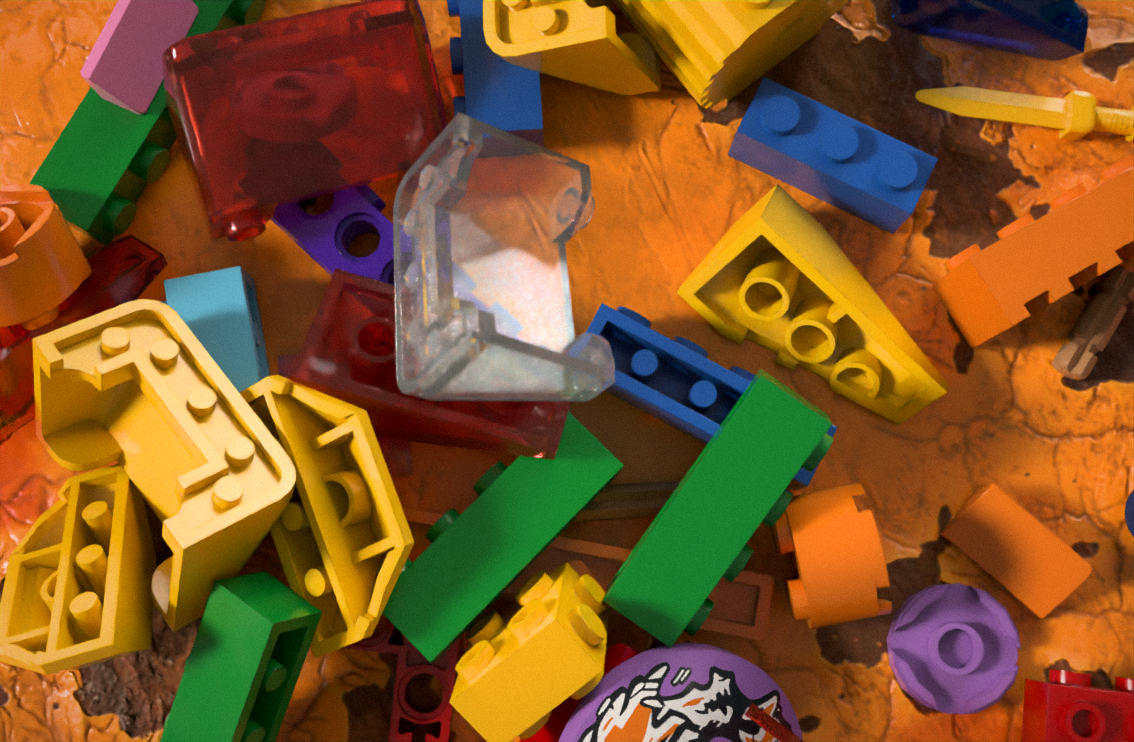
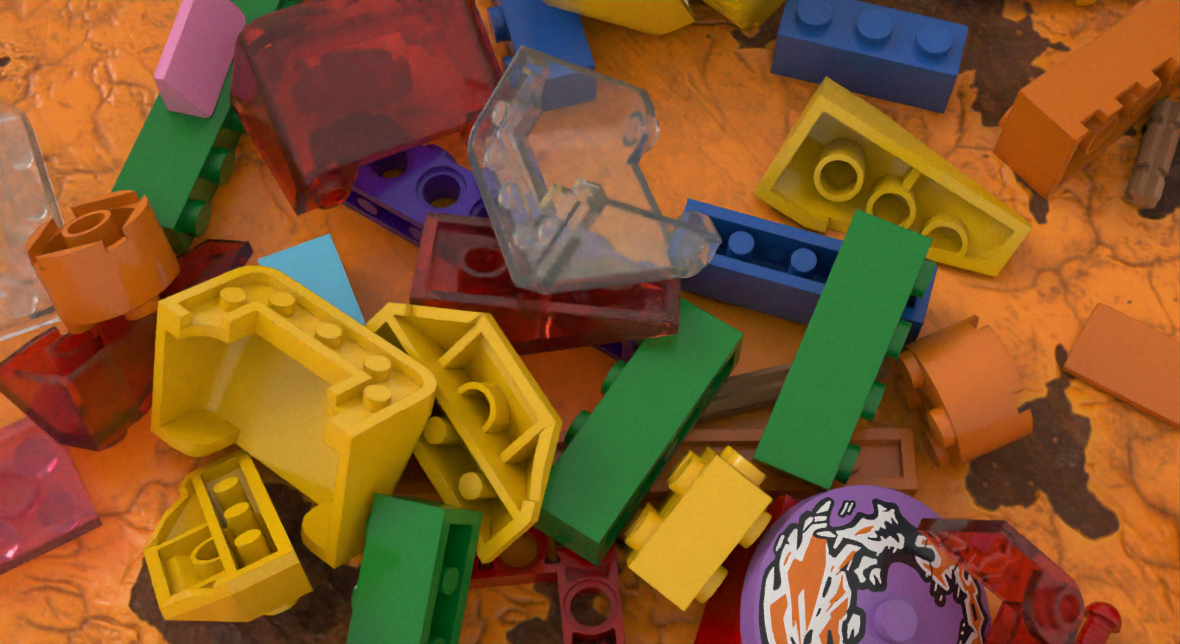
camera: 10 degrees left, 15 degrees down
(953, 648) = (1103, 470): medium lavender tile -> none

